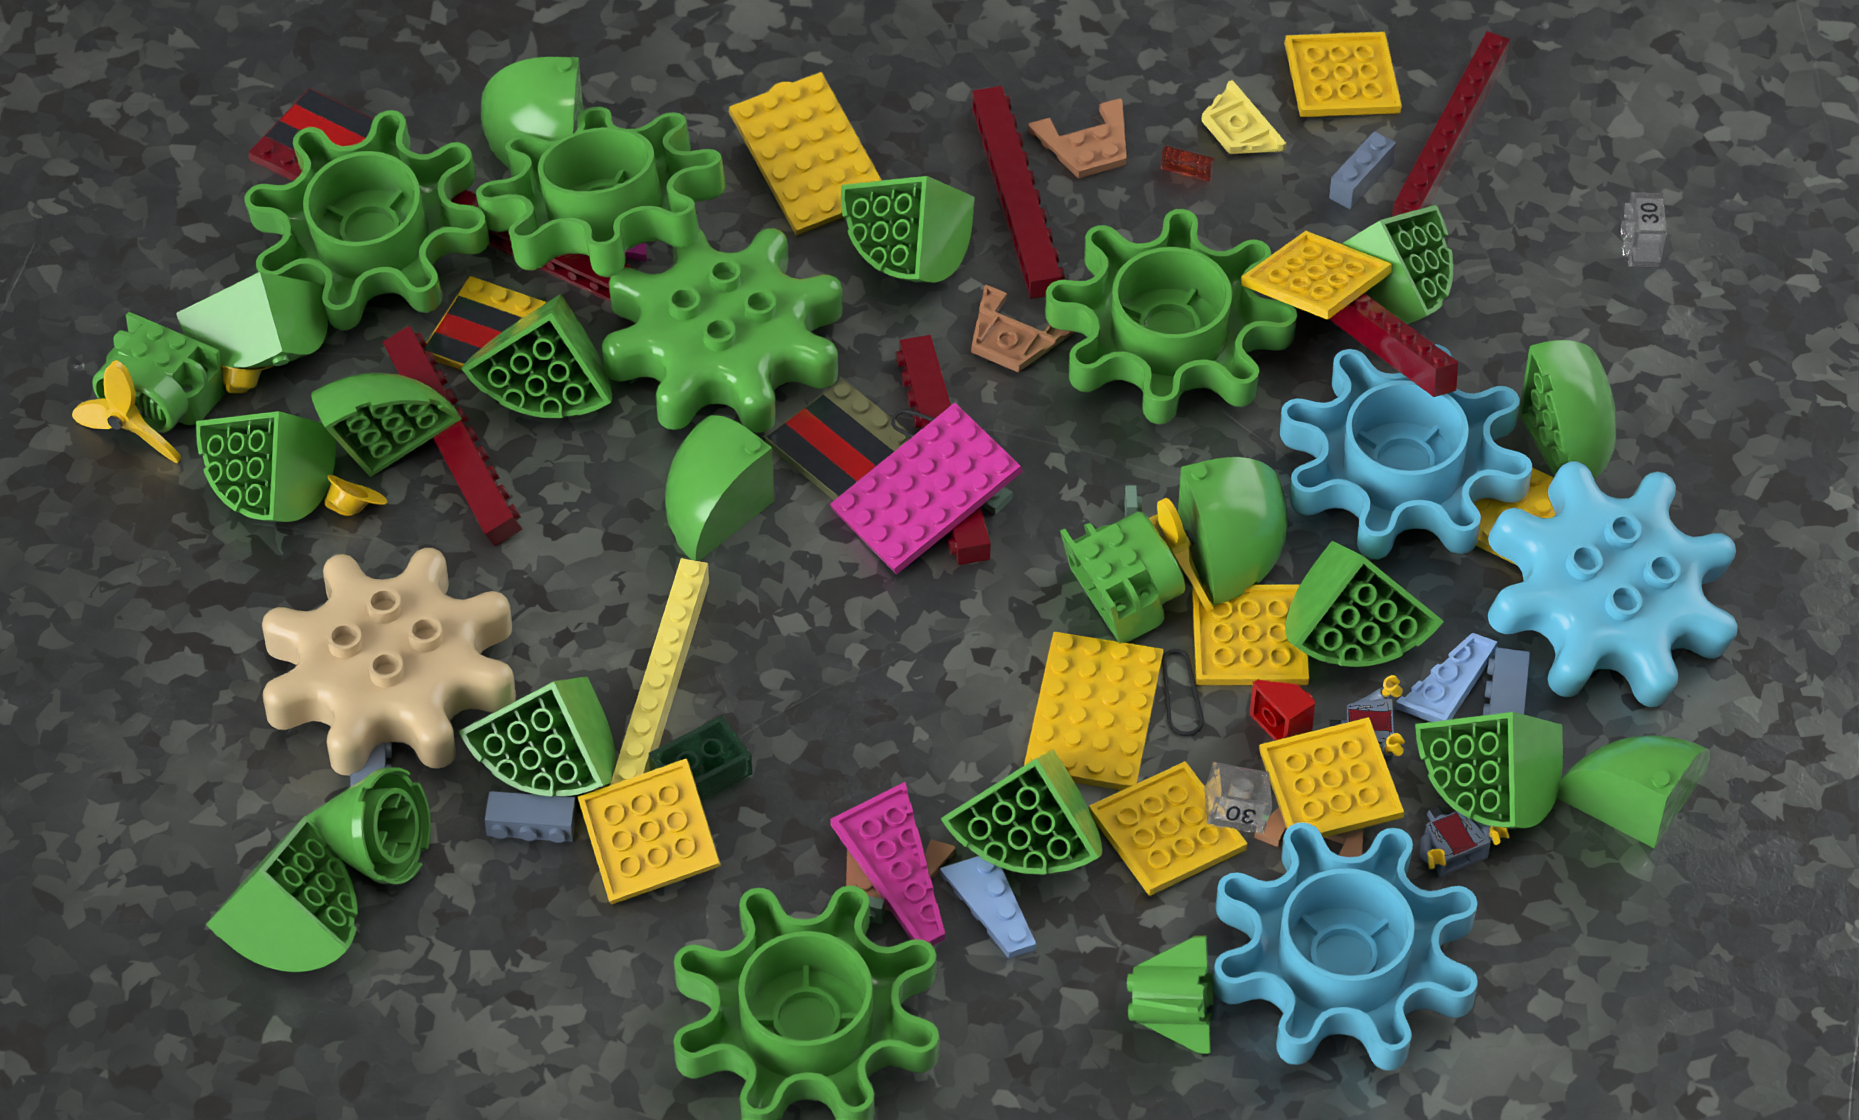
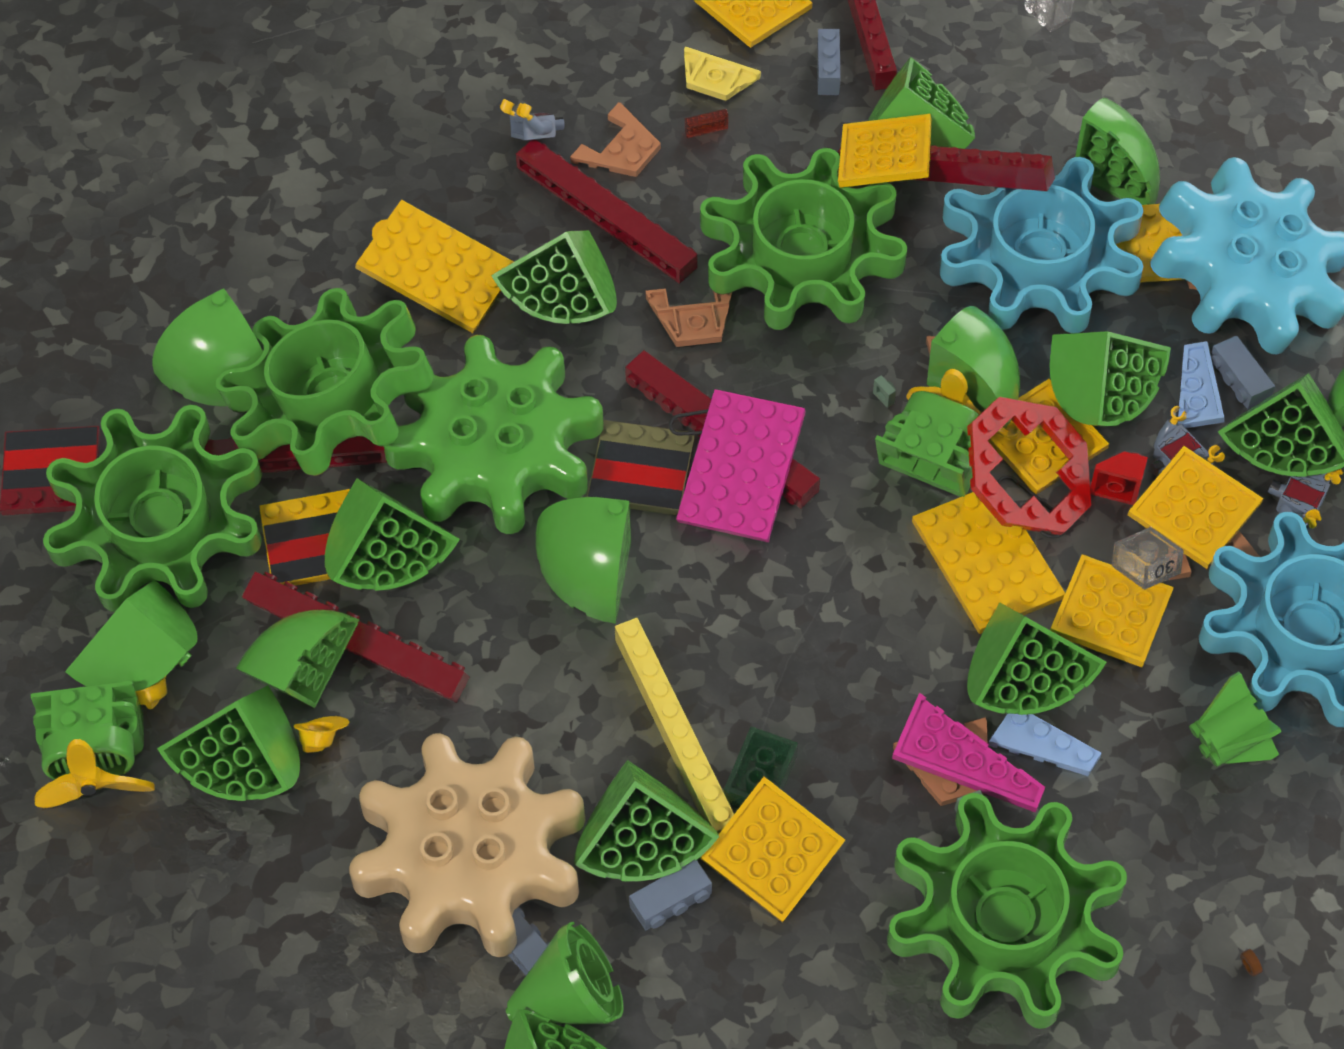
camera: 35 degrees left, 5 degrees up
(1011, 72) = (531, 125): none -> sand blue torso
(1162, 691) = (1073, 473): none -> plate

